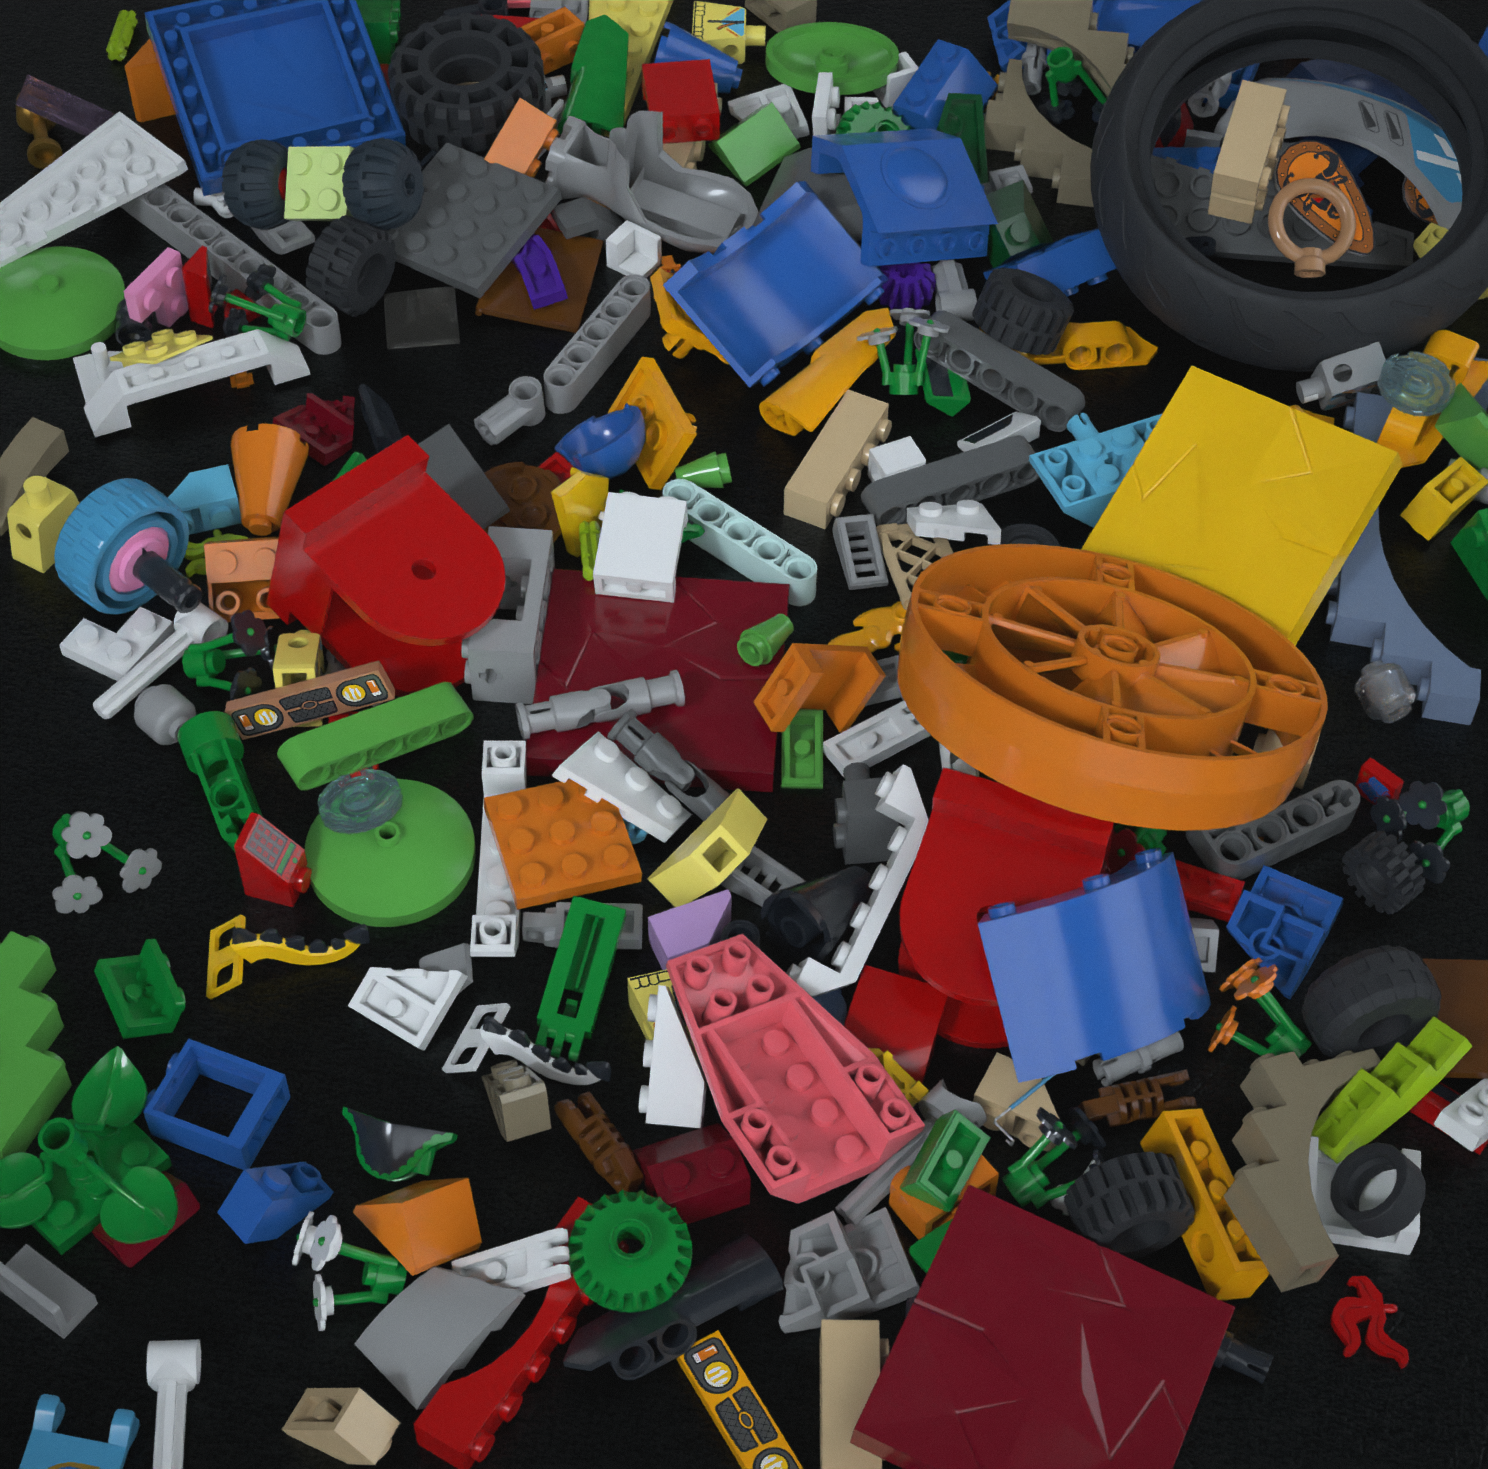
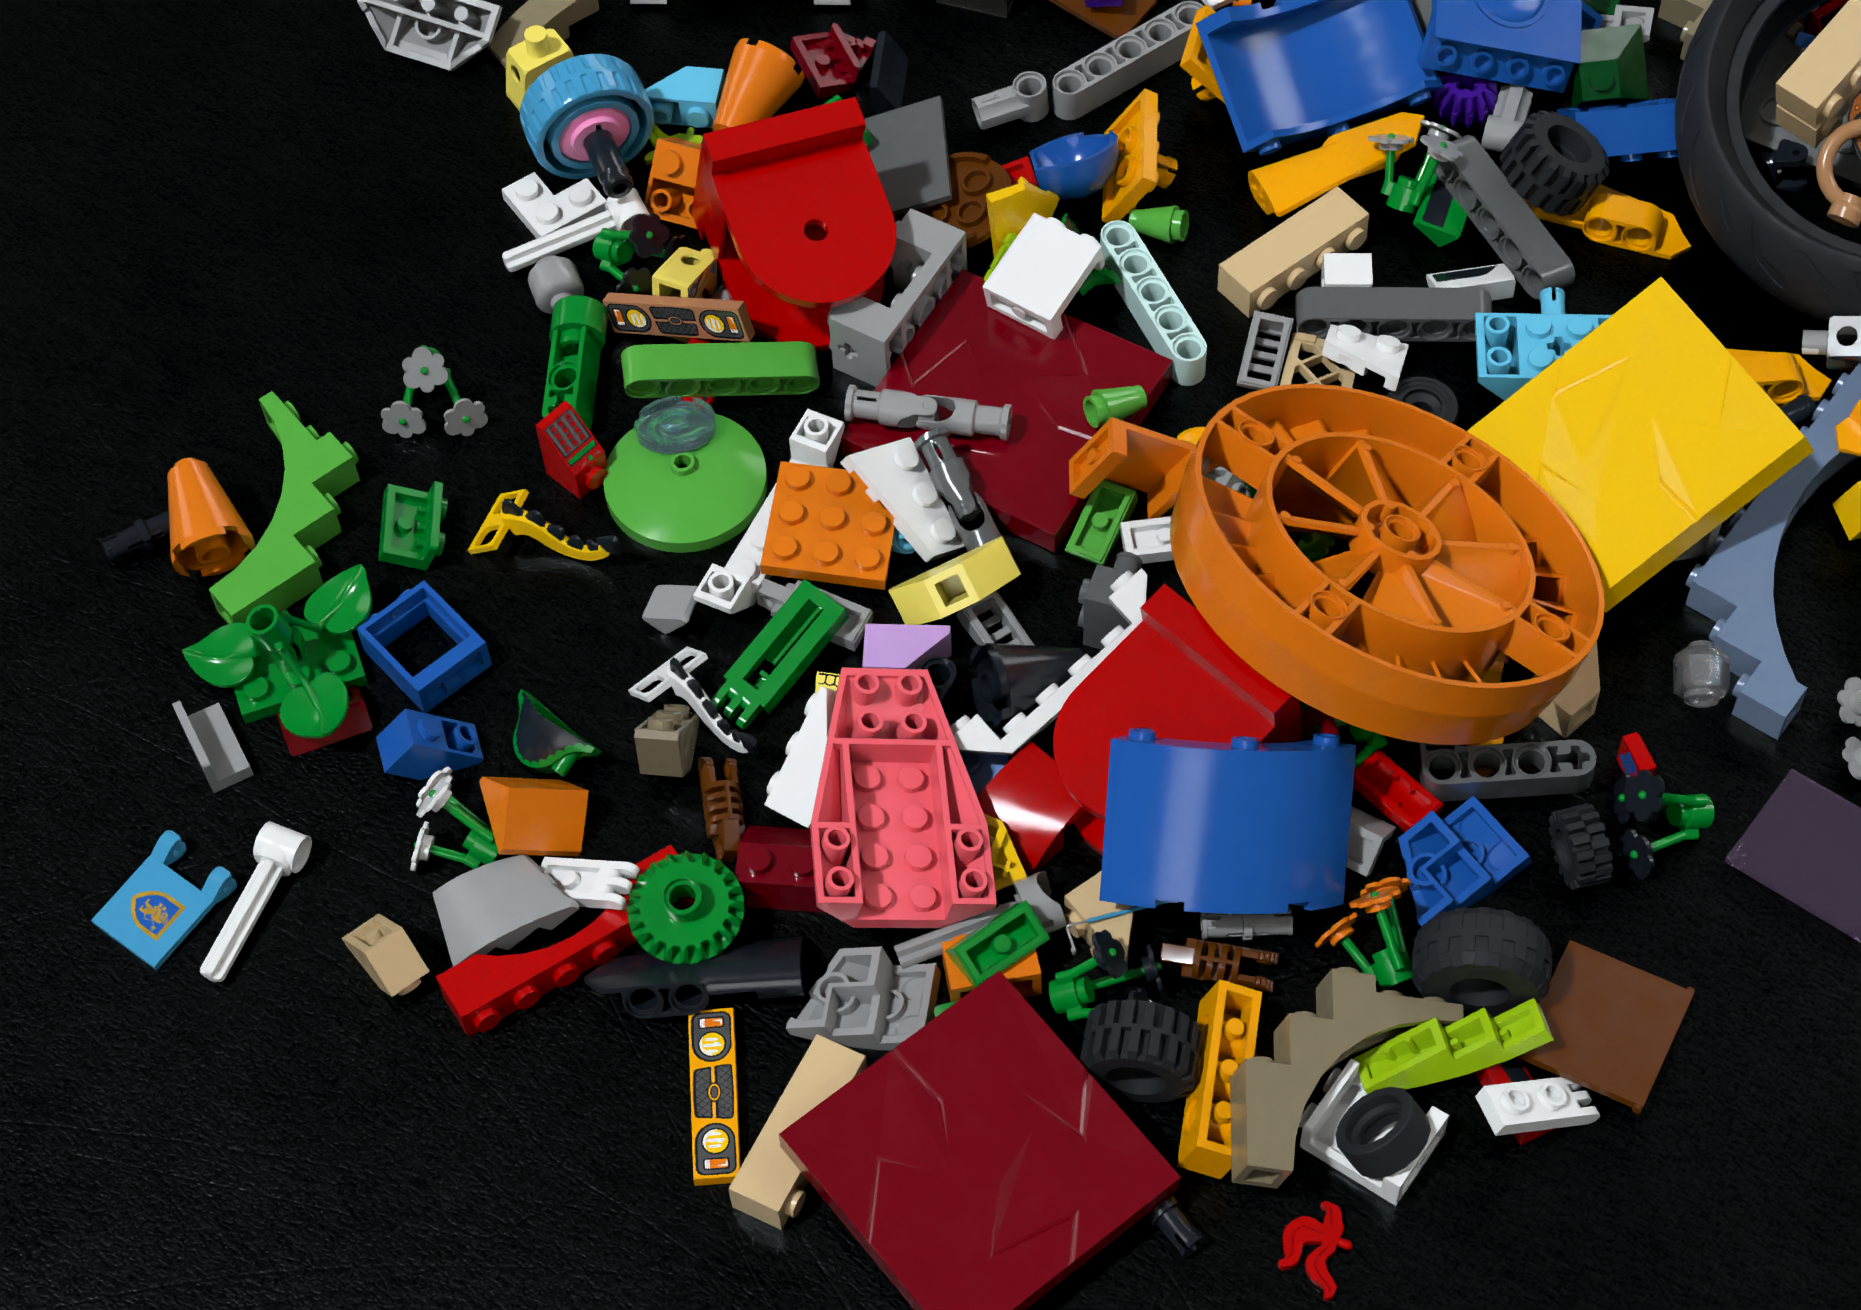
camera: 30 degrees right, 5 degrees up
(408, 1000) = (625, 619): white wing -> none

